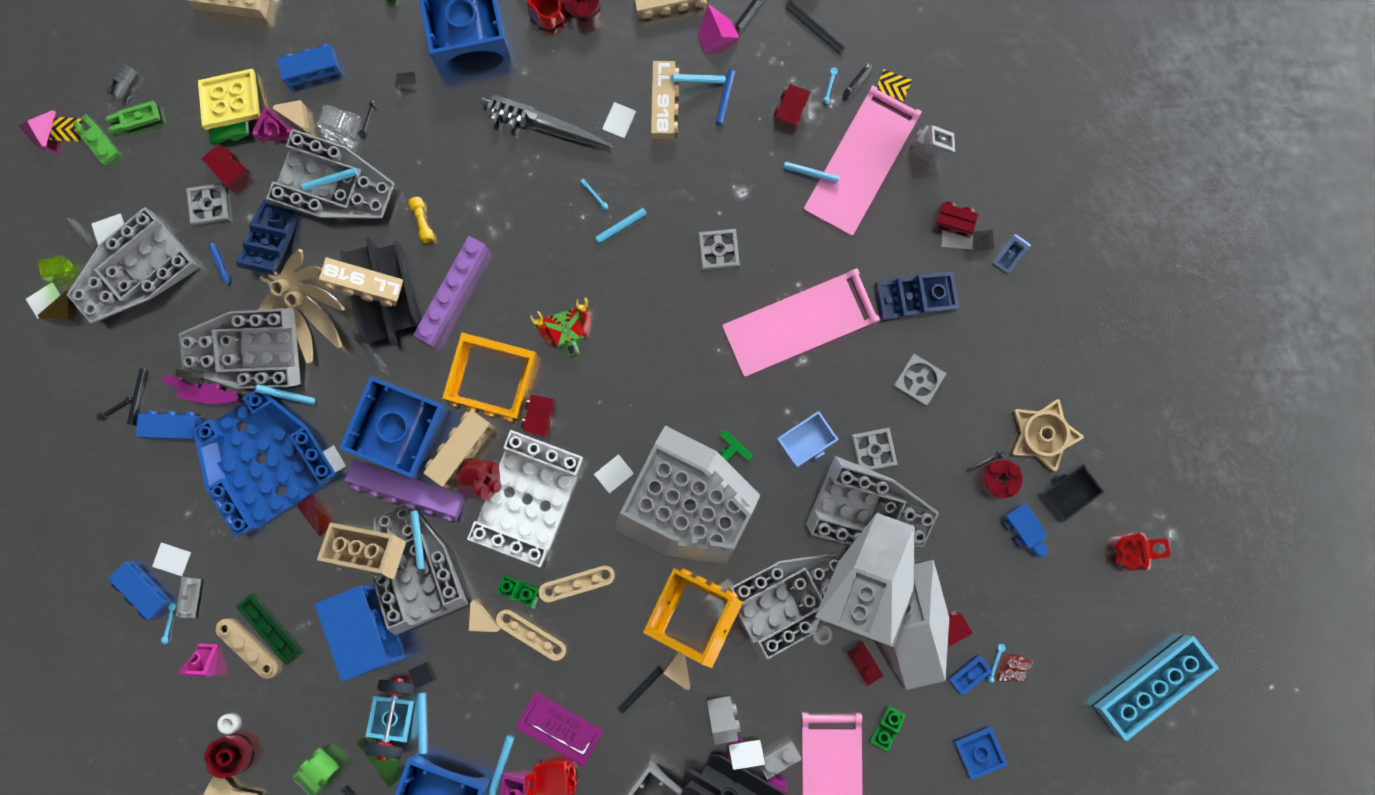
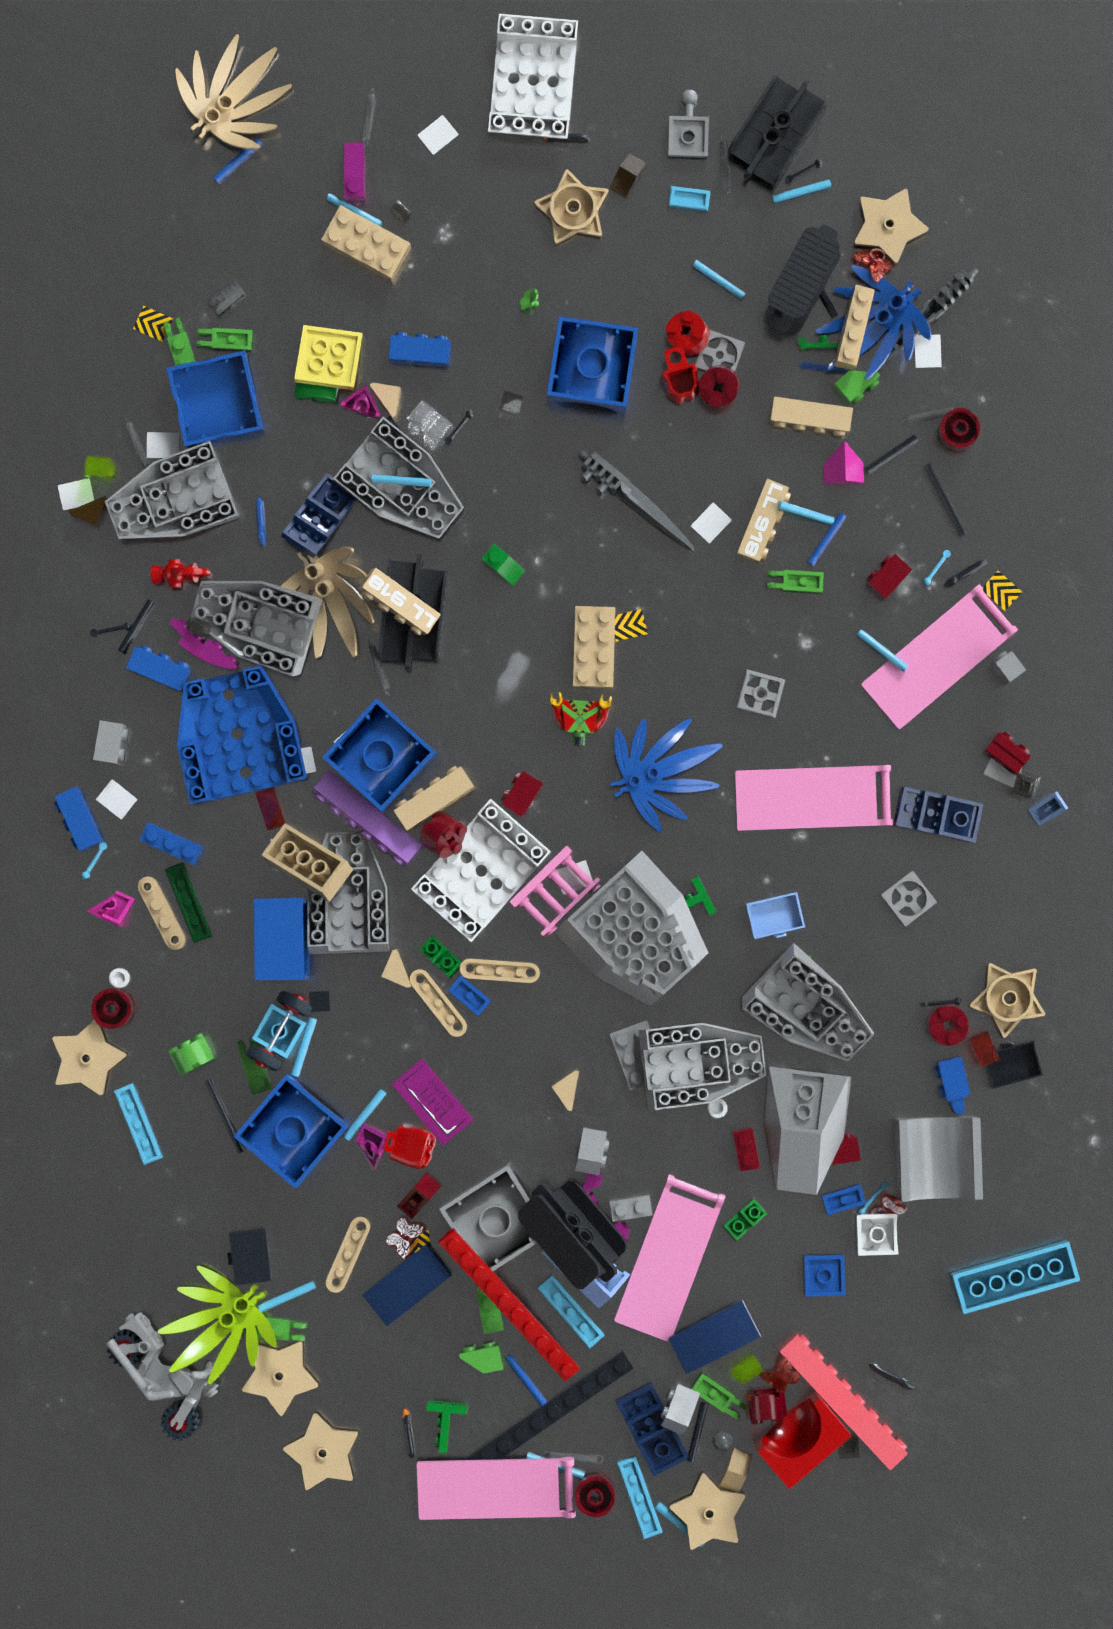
camera: 25 degrees right, 5 degrees up
(39, 128) = (128, 315): slope -> none
(138, 168) = (215, 398): none -> blue tile
(145, 509) = (110, 742): none -> light grey brick
(155, 335) = (175, 573): none -> red piece
(188, 597) = (121, 842): light grey hinge -> none
(208, 214) = (257, 439): light grey piece -> none
(225, 167) = (300, 425): dark red brick -> none
(233, 581) = (171, 843): none -> blue brick
(284, 394) = (283, 681): medium azure bar -> none
(416, 204) = (476, 537): yellow piece -> none
(417, 540) = (363, 871): medium azure bar -> none
(447, 220) = (503, 564): none -> green slope
(451, 291) = (480, 638): medium lavender brick -> none
(456, 373) = (475, 769): light orange piece -> none
(490, 316) = (517, 667): none -> clear brick
(555, 262) = (594, 647): none -> tan brick
(557, 617) = (469, 995): none -> blue plate
(579, 233) = (630, 625): none -> sticker
(590, 476) = (551, 873): none -> bright pink fence
(604, 206) = (663, 606): medium azure hinge -> none
(619, 226) = (672, 632): medium azure bar -> none
(641, 689) = (523, 1094): black bar -> none
(644, 356) = (646, 775): none -> blue plant
(667, 604) = (580, 1022): light orange piece -> none
(713, 140) = (798, 581): none -> bright green hinge
(746, 754) = (602, 1191): white sticker -> none
(873, 581) = (783, 1075): light grey wedge -> none
(892, 461) = (854, 937): light grey piece -> none
(938, 140) = (1016, 673): light grey slope -> none
(1013, 696) = (876, 1234): none -> white slope
(1042, 487) = (983, 1048): none -> clear red slope
(1043, 603) = (938, 1158): none -> light grey piece
(1136, 551) = (1052, 1144): red piece -> none

